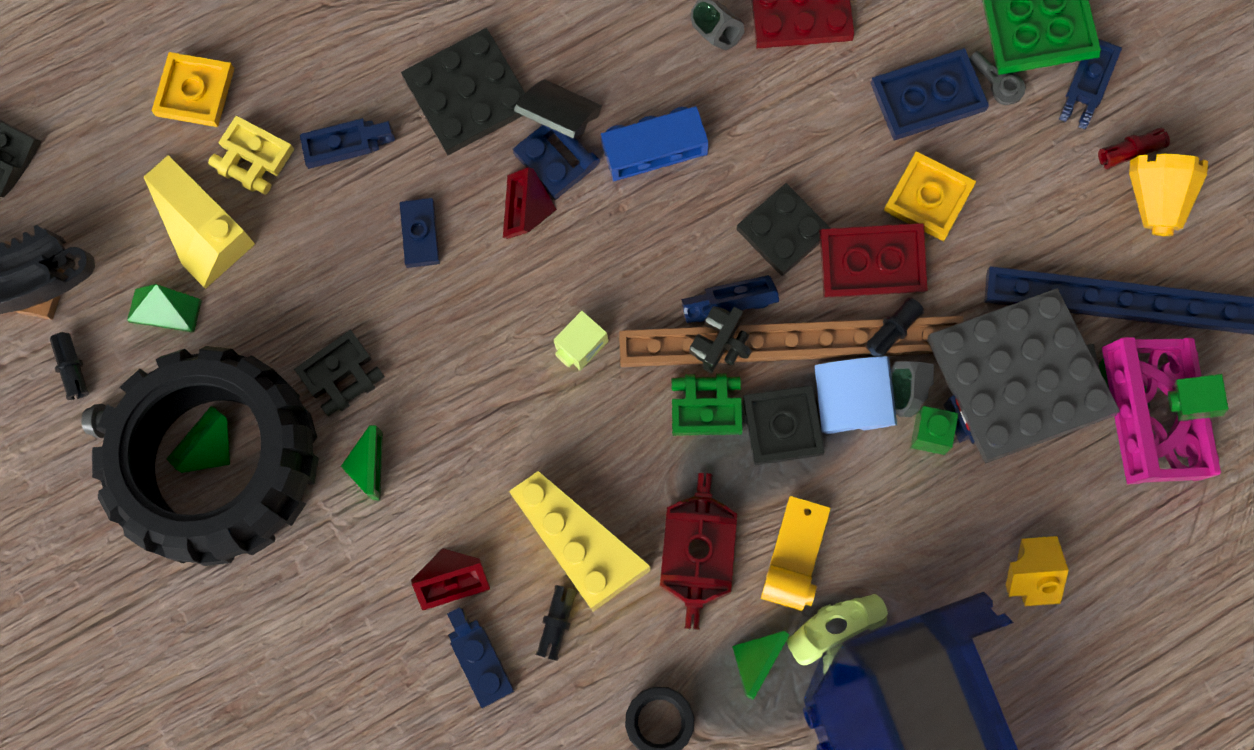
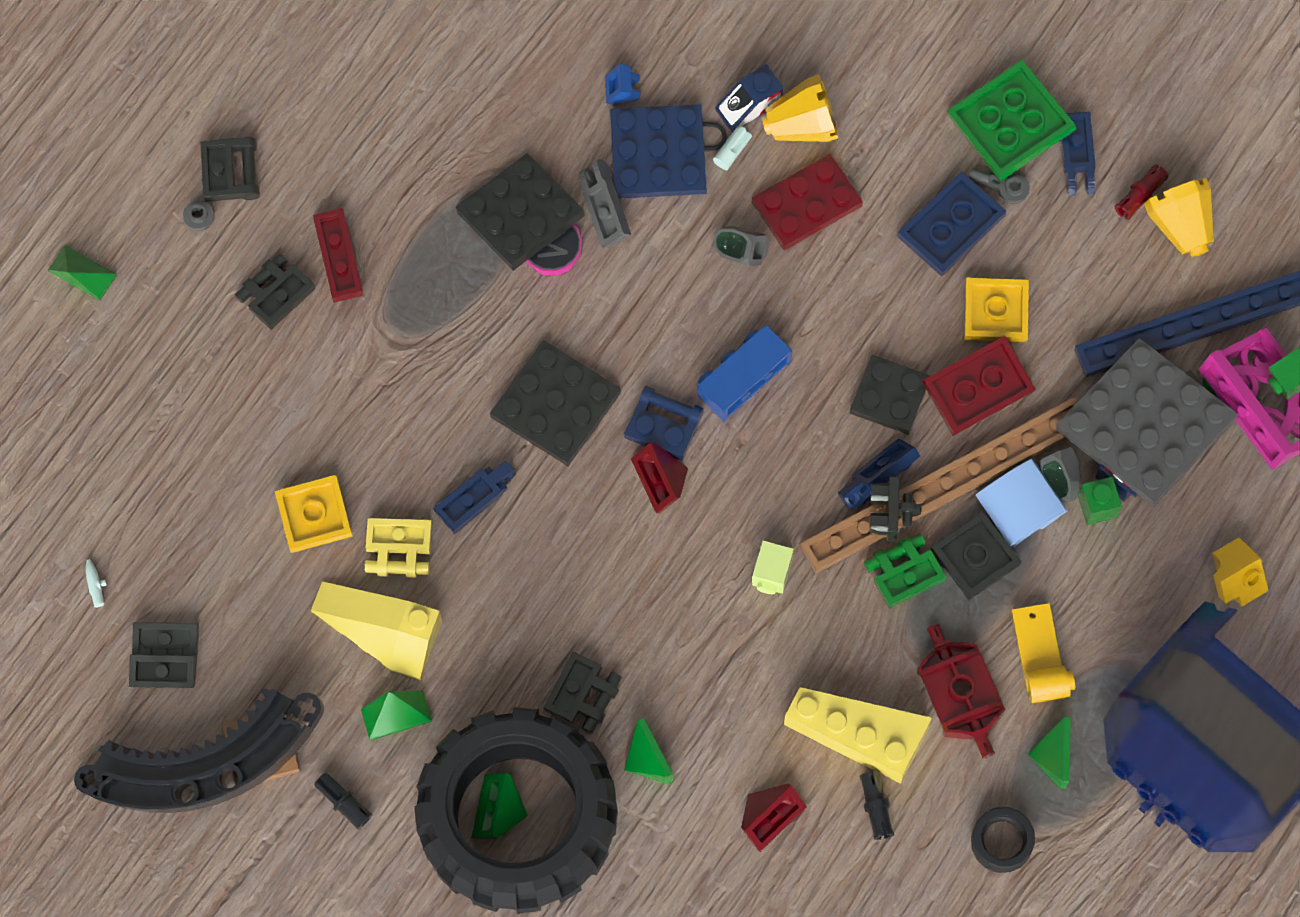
camera: 30 degrees left, 5 degrees down
(91, 418) = (396, 833): dark grey plate -> none
(419, 233) = (583, 543): dark blue plate -> none
(478, 659) = (828, 866): dark blue hinge -> none
(558, 108) = (648, 381): pearl dark grey slope -> none
(813, 638) = (1090, 712): yellowish green piece -> none
(895, 327) = (1026, 432): black axle -> none

